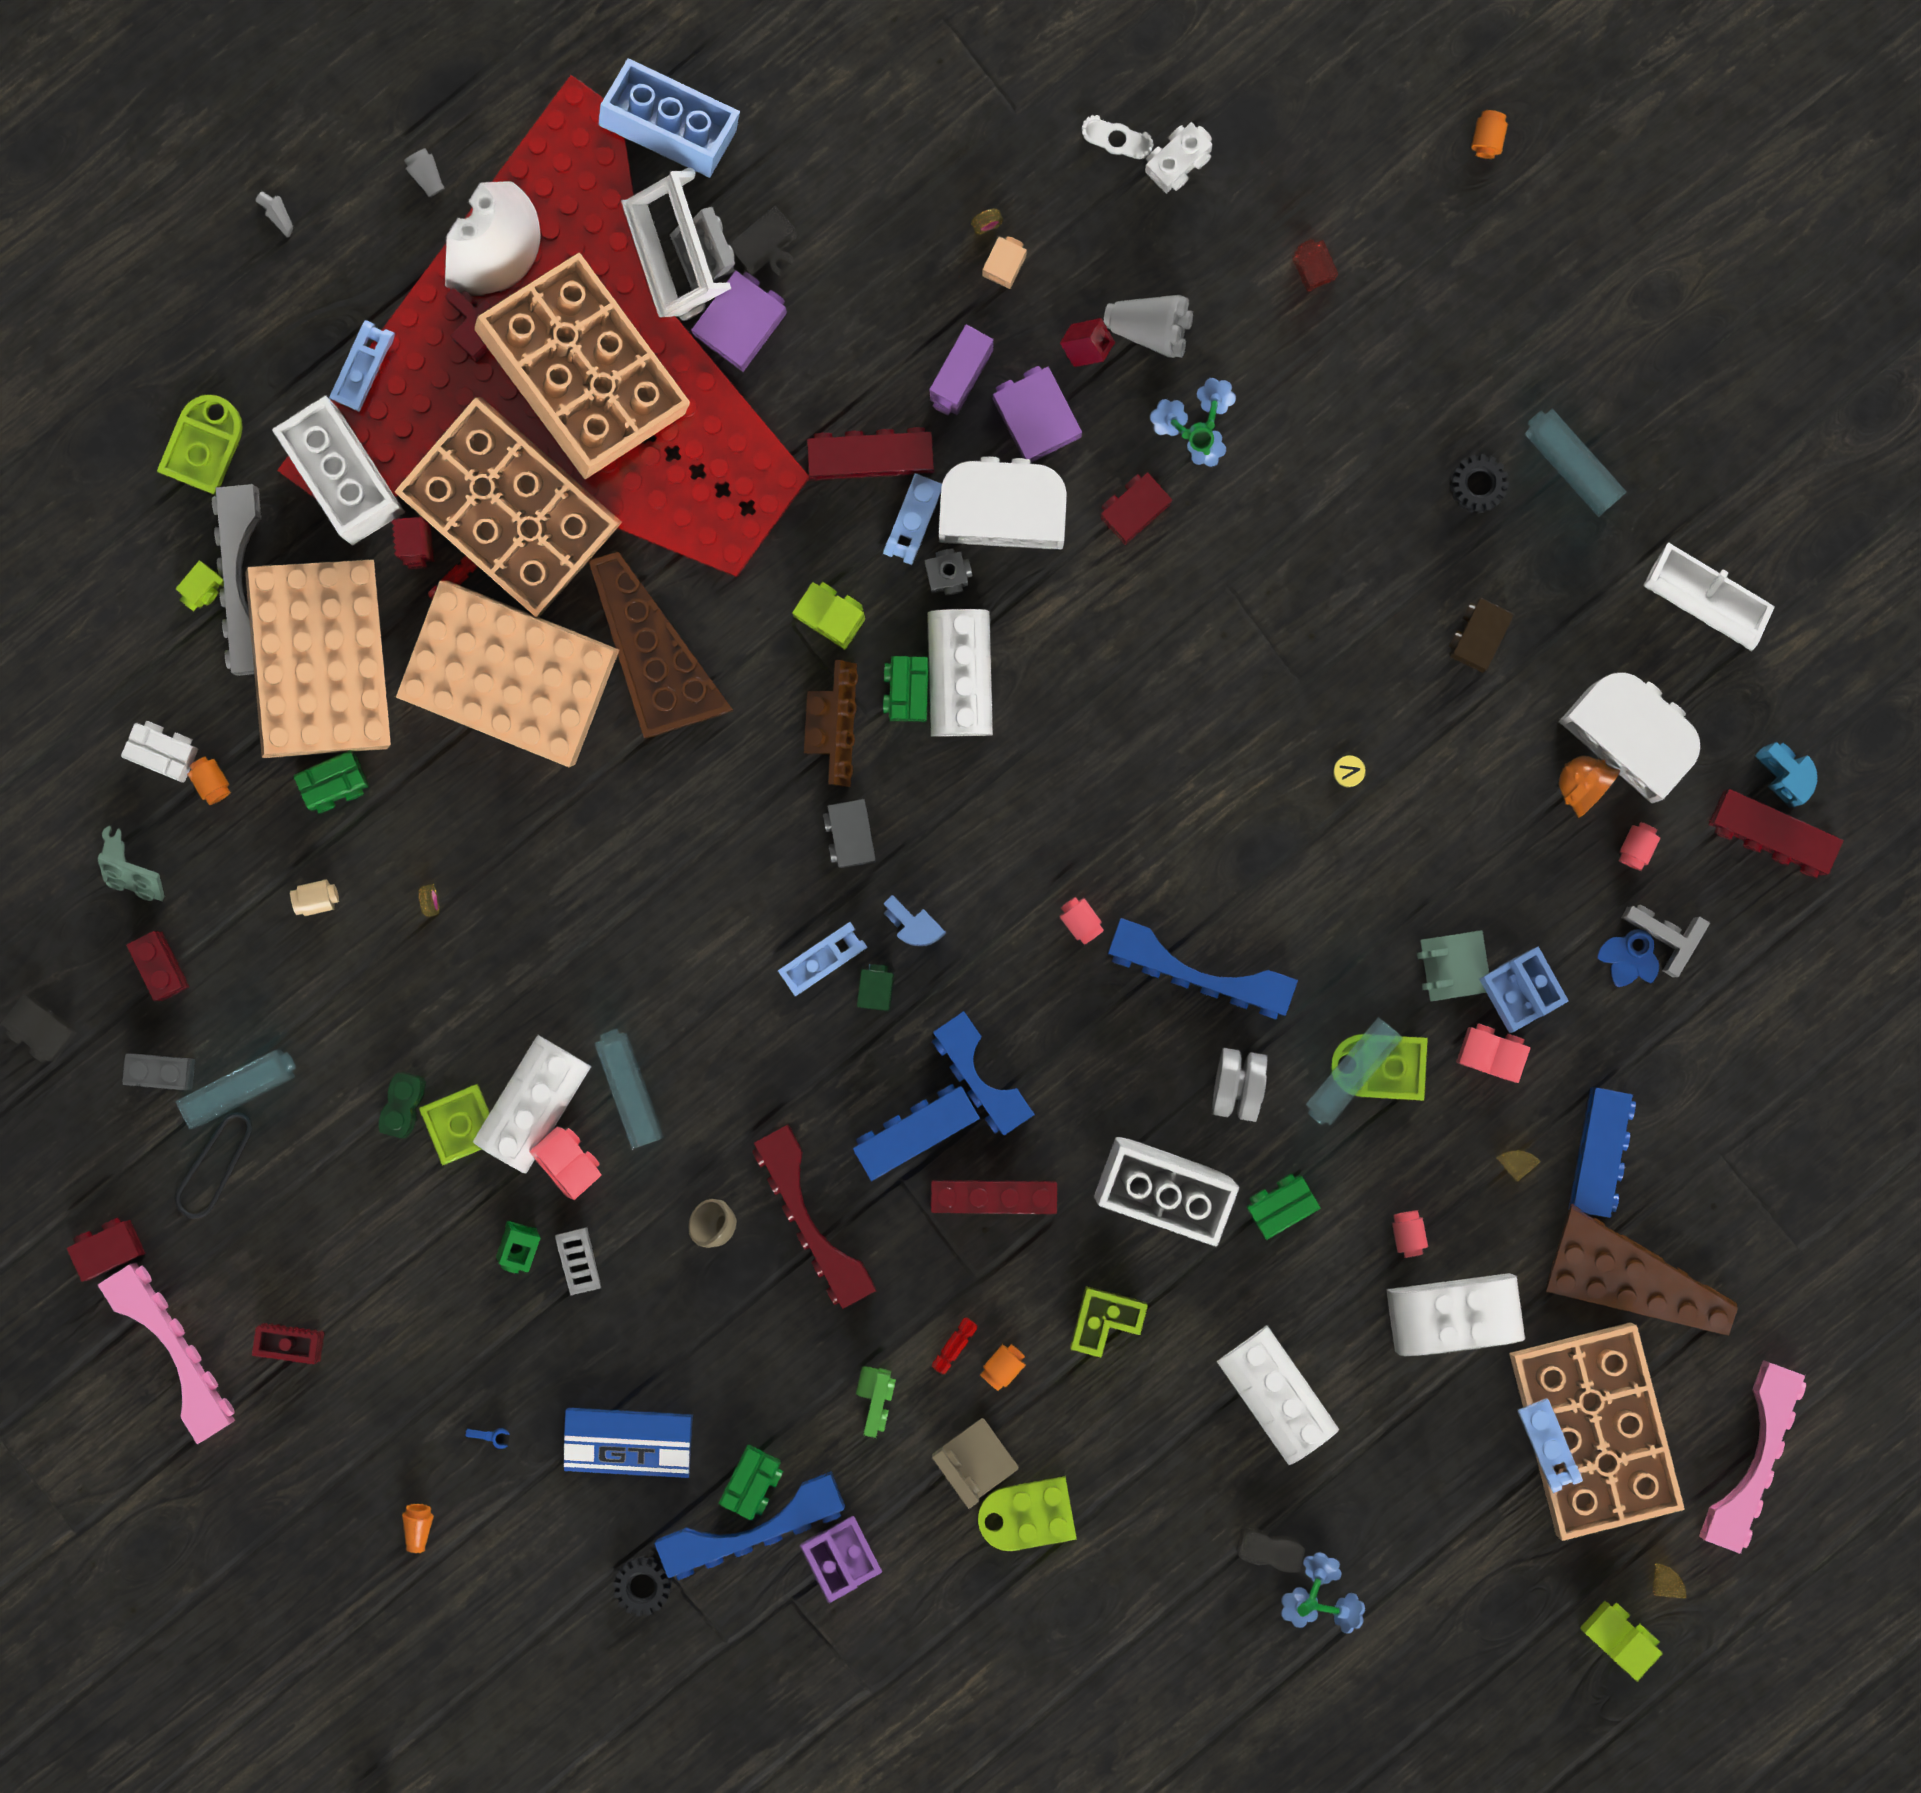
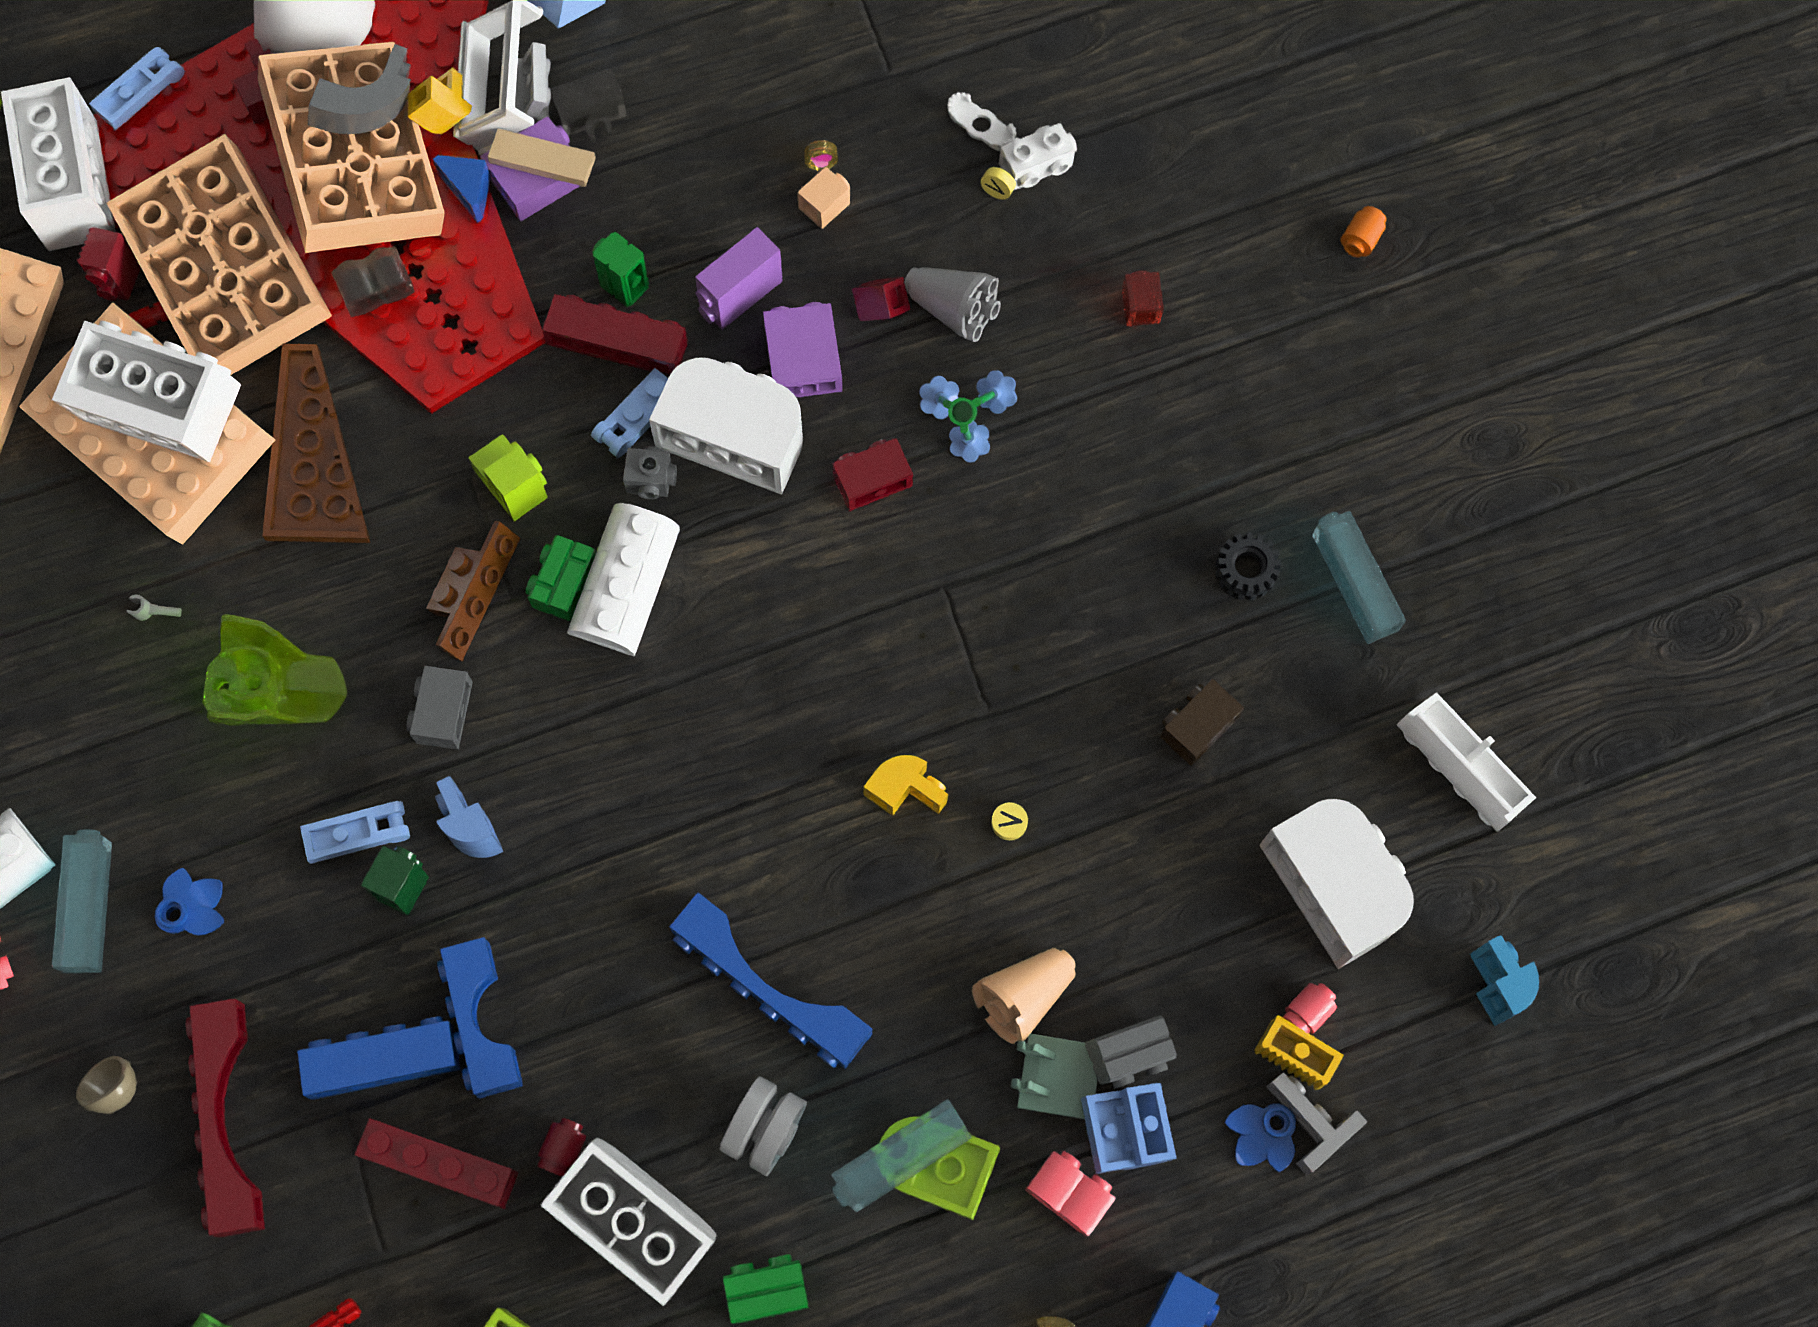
camera: 10 degrees right, 15 degrees down
(511, 676) = (147, 389): none -> white brick
(577, 829) = (148, 609): none -> light grey hand
(578, 341) = (366, 107): none -> dark grey arch
(642, 295) = (438, 102): none -> yellow brick
(646, 480) = (372, 281): none -> clear smoke brick
(689, 358) = (467, 180): none -> blue slope
(715, 1057) = (195, 902): none -> blue plate
(726, 857) = (292, 683): none -> clear neon green piece
(747, 314) = (541, 157): none -> tan tile
(854, 395) = (620, 268): none -> green brick
(1081, 920) = (655, 883): coral brick -> none
(1085, 1152) = (561, 1147): none -> dark red brick
(1152, 195) = (998, 183): none -> light yellow tile
(1249, 765) = (902, 776): none -> yellow brick
(1408, 910) = (1024, 993): none -> light nougat cone
(1507, 928) = (1131, 1051): none -> dark grey brick
(1585, 782) = (1267, 913): orange helmet -> none
(1640, 885) = (1298, 1052): none -> yellow brick
(1775, 832) = (1471, 1046): dark red brick -> none

